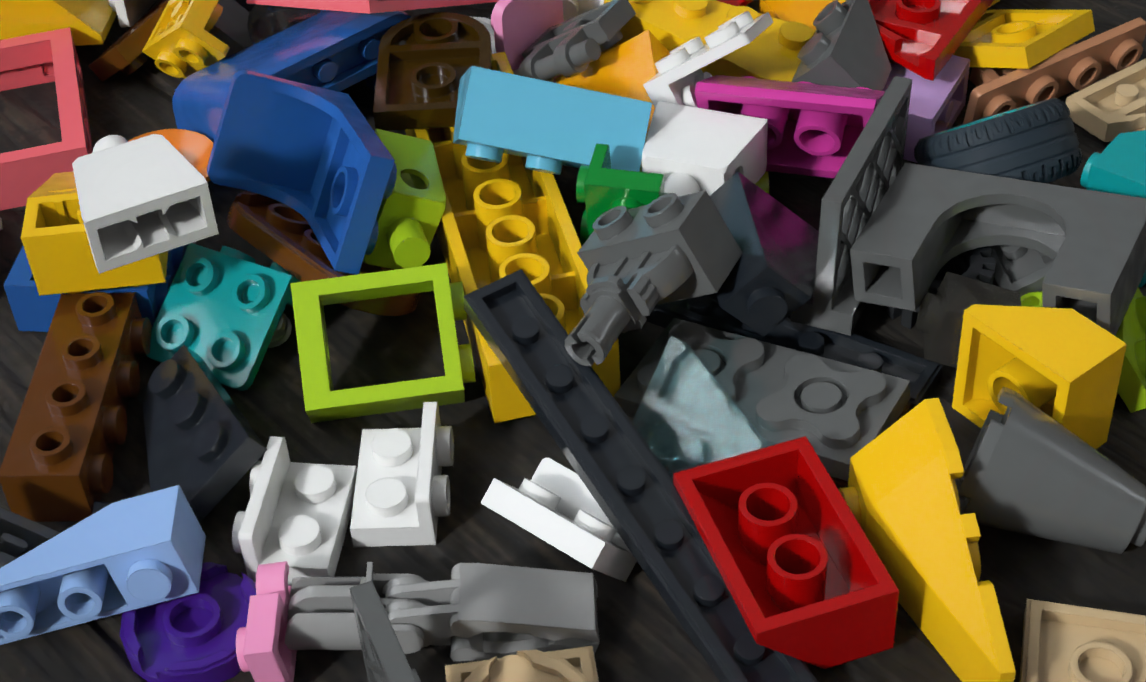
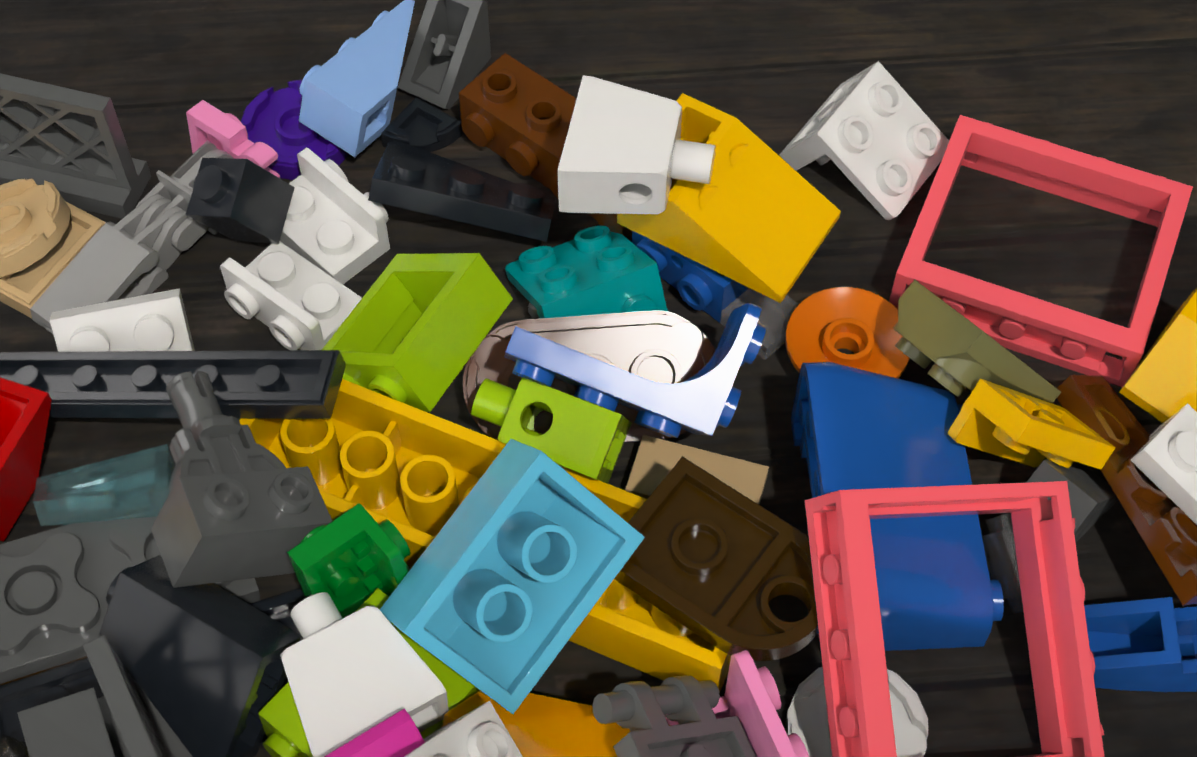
camera: 125 degrees right, 15 degrees up
(135, 93) = (959, 348): none -> olive slope
(344, 531) = (240, 200): none -> black brick

